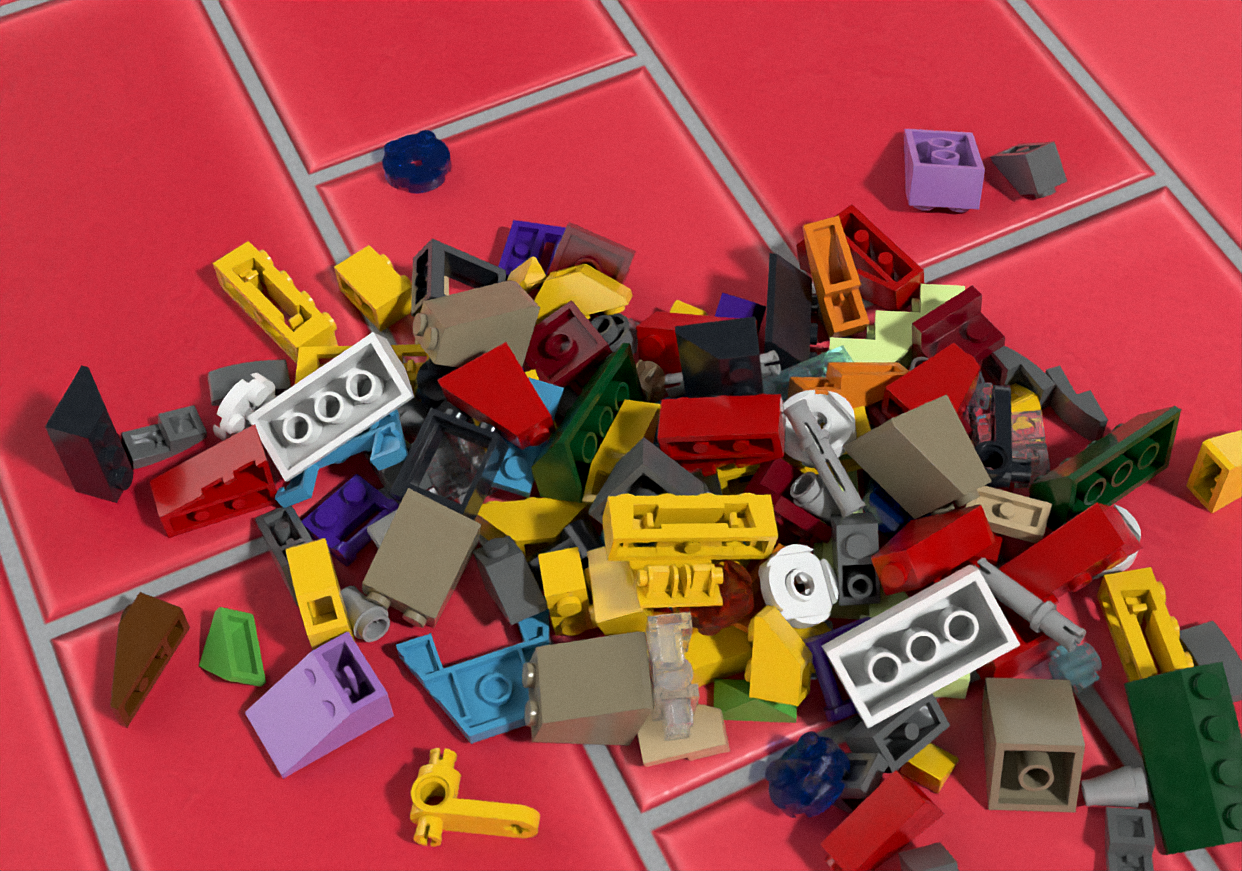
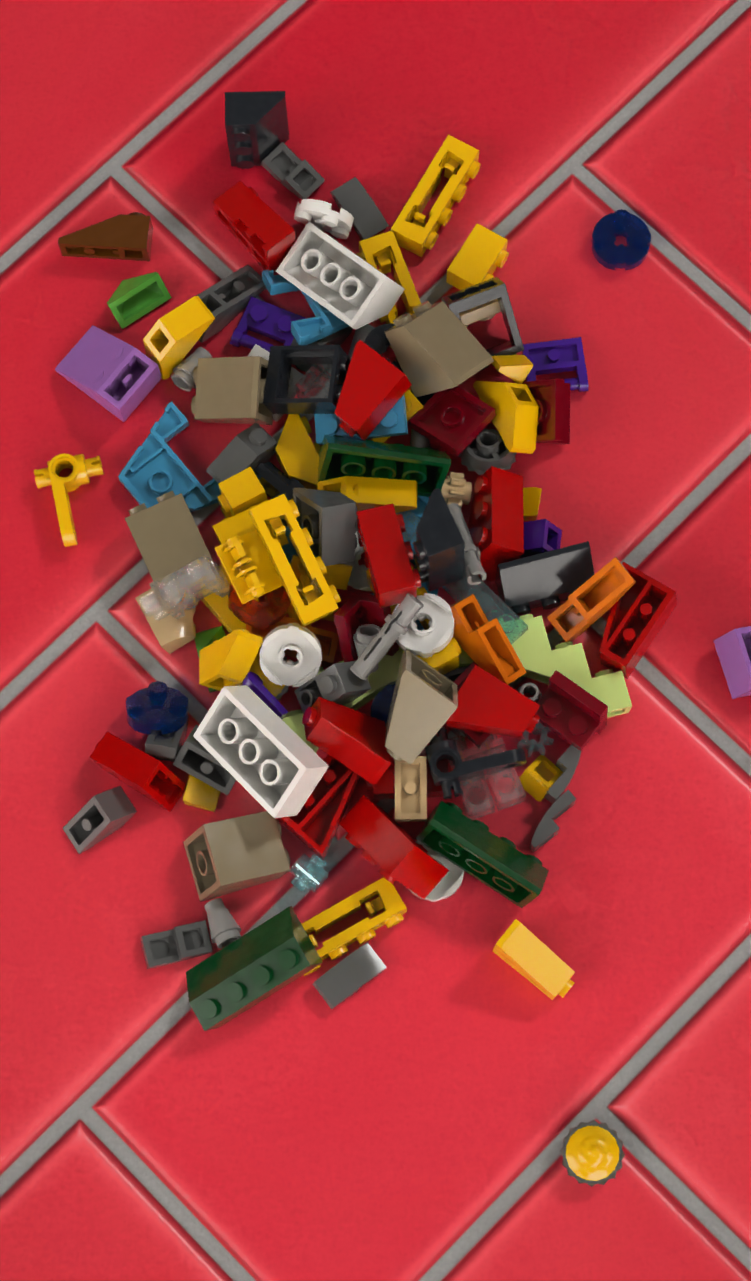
camera: 70 degrees right, 20 degrees up
(1039, 613) = (321, 830): light grey pin -> none

